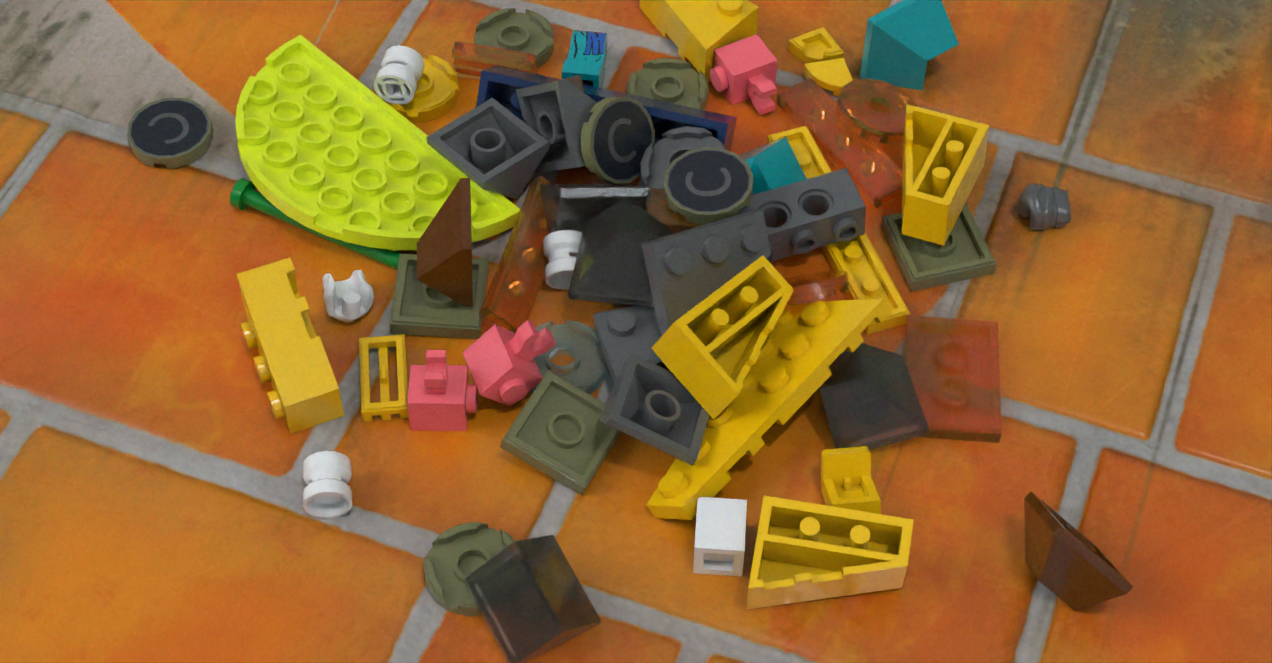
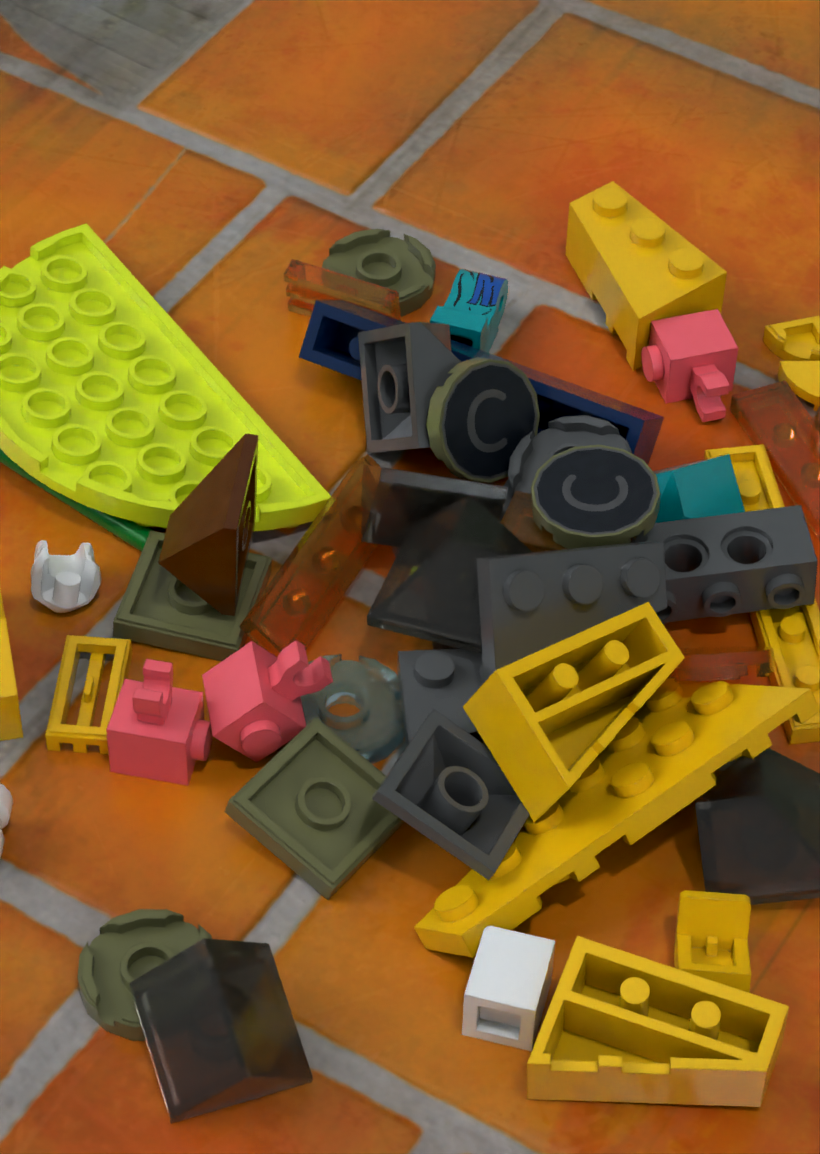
camera: 10 degrees right, 5 degrees down
(399, 75) = (205, 293): white wheel -> none
(435, 92) = (233, 316): yellow tile -> none
(492, 148) = (308, 408): dark grey slope -> none
(561, 250) = (372, 558): white wheel -> none
(670, 82) = (584, 358): olive tile -> none

